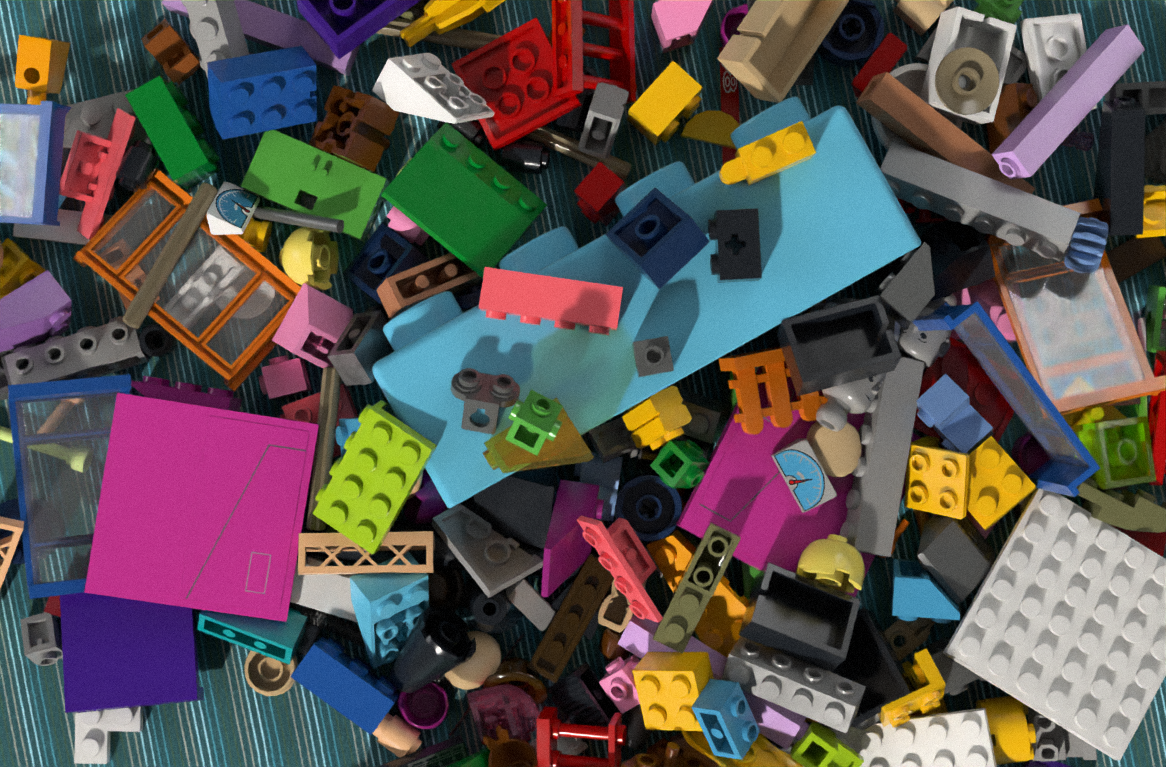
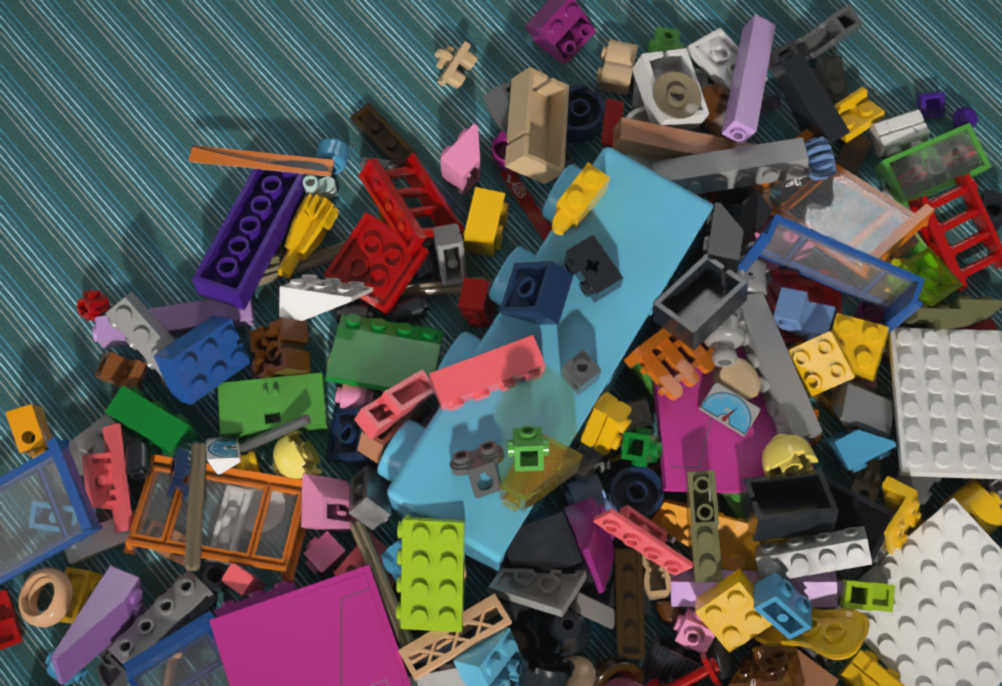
camera: 30 degrees left, 15 degrees down
(174, 204) = (179, 469): none -> dark blue plate
(181, 362) = (242, 580): none -> coral slope
(425, 504) = (477, 581): magenta hair -> none
(439, 267) = (395, 404): none -> coral slope
(712, 128) = (527, 223): yellow tile -> none

